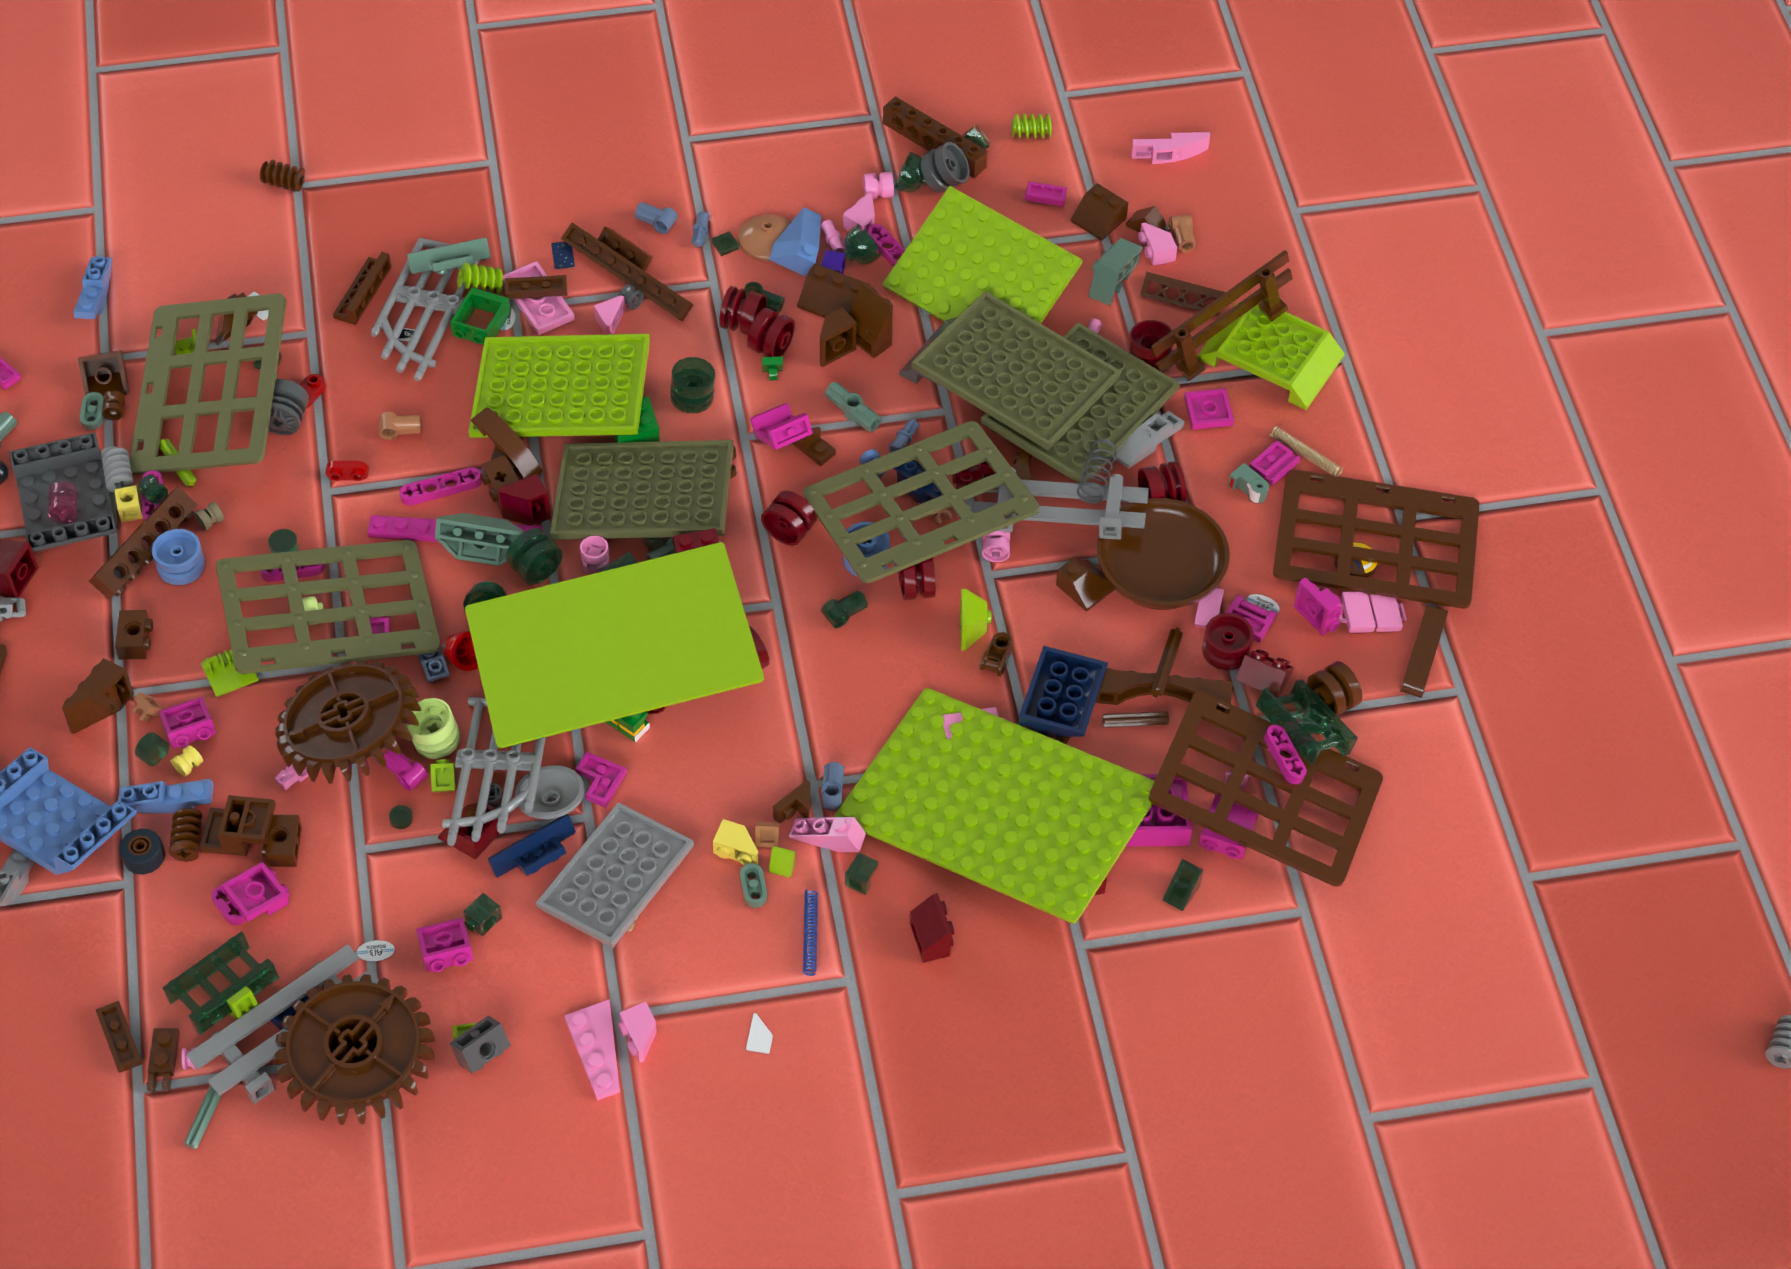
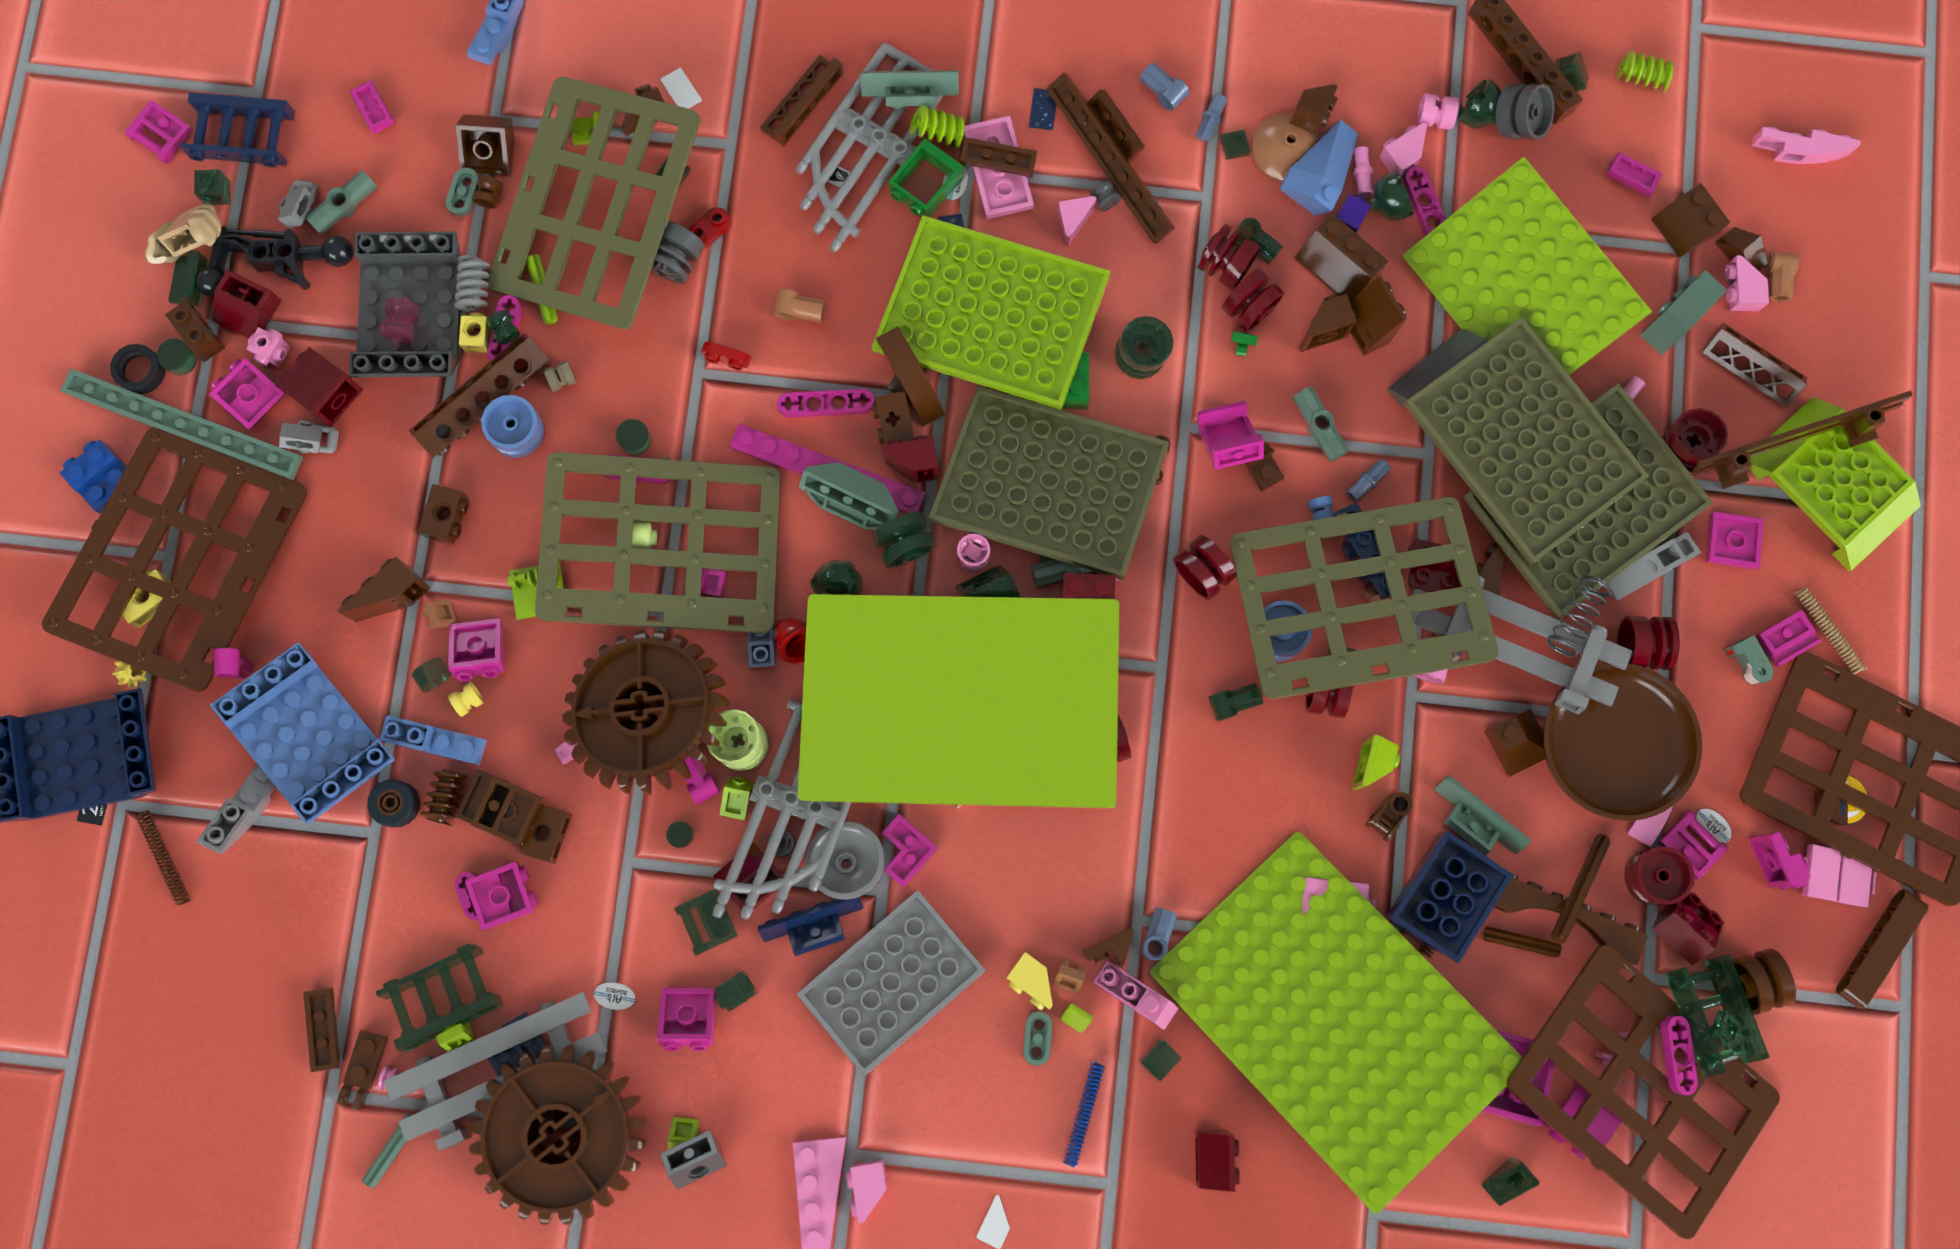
camera: 15 degrees right, 25 degrees up
(447, 866) = (718, 929): none -> clear green plate
(779, 202) = (1313, 108): none -> reddish brown slope
(1070, 638) = (1477, 821): none -> sand green bracket

